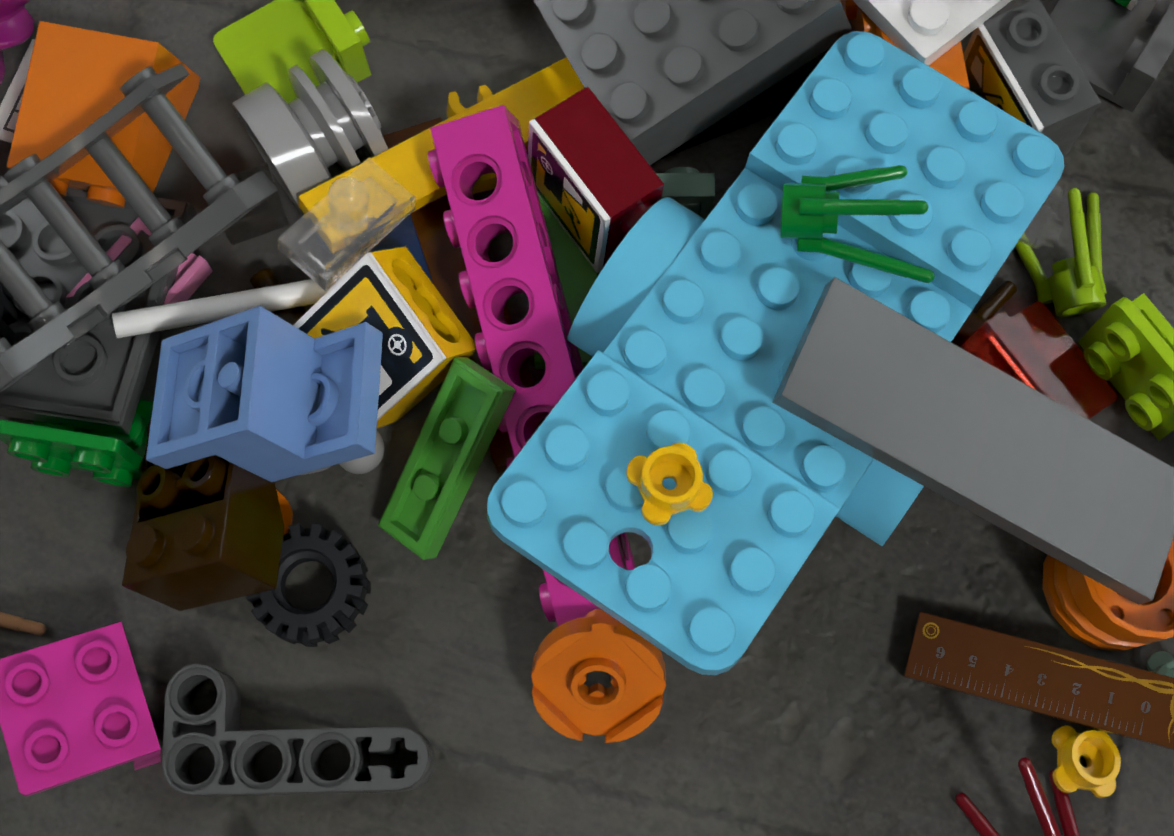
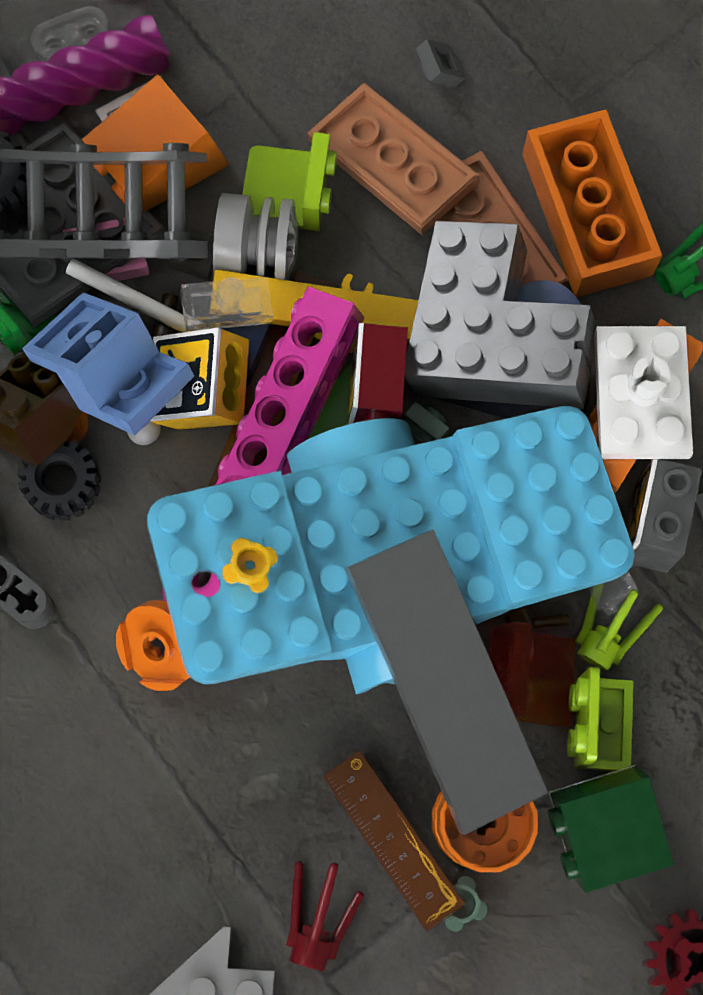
camera: 35 degrees right, 0 degrees up
(446, 457) = (179, 467): bright green tile -> none
(814, 209) = (458, 487): green plant -> none
(1100, 755) = (365, 899): yellow plate -> none

